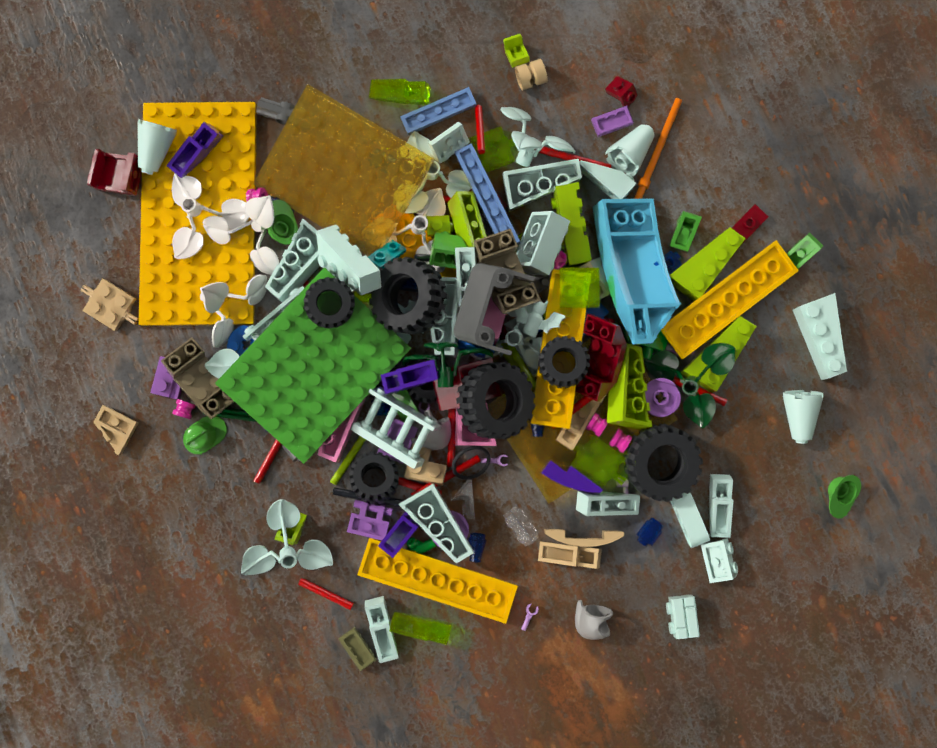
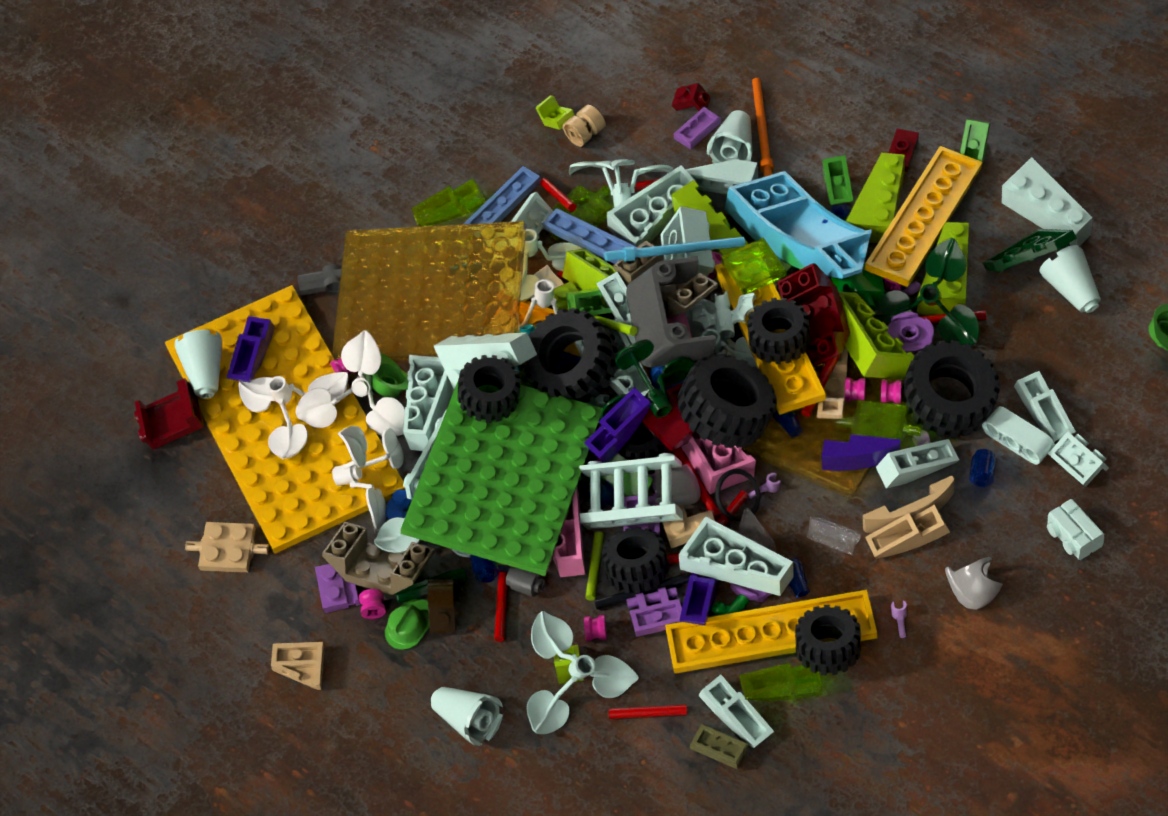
camera: 20 degrees left, 30 degrees down
(203, 533) = (468, 712): none -> light aqua cone
(228, 436) = (441, 605): none -> dark brown brick
(322, 512) = (595, 628): none -> dark pink wheel
(451, 289) = (618, 326): none -> lime bar
(484, 621) = (828, 656): none -> black tyre
(489, 241) = (631, 253): none -> medium azure bar
(789, 371) = (1030, 248): none -> dark green plate

